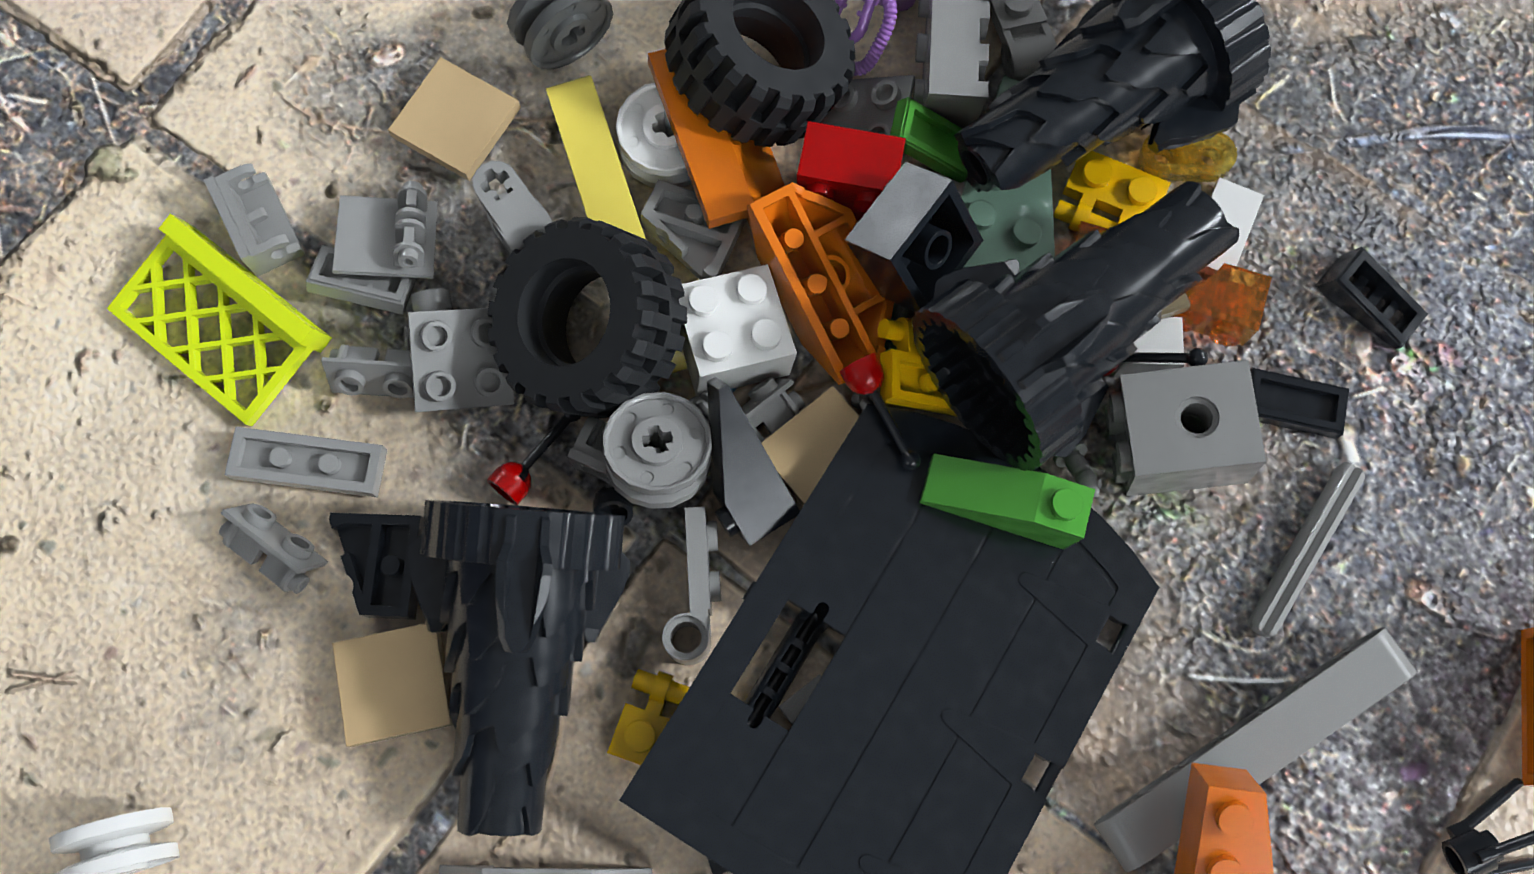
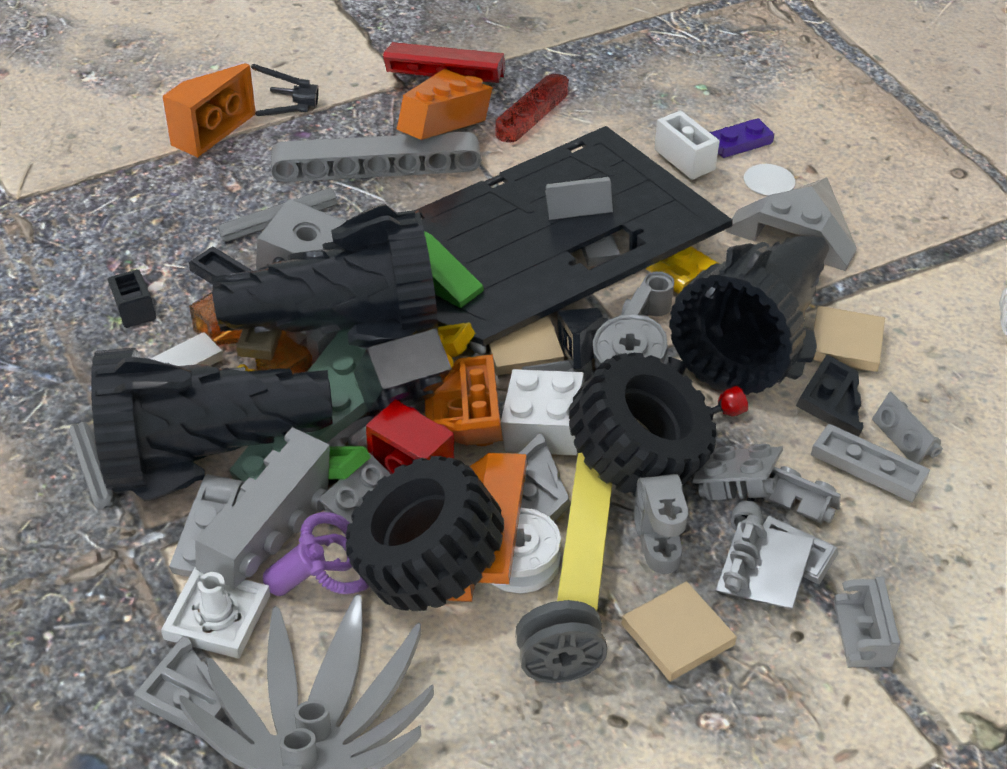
camera: 155 degrees left, 30 degrees down
(231, 281) = (912, 609): neon yellow fence -> none
(866, 378) = (477, 341): hinge -> none
(878, 750) = (579, 198): none -> light grey panel

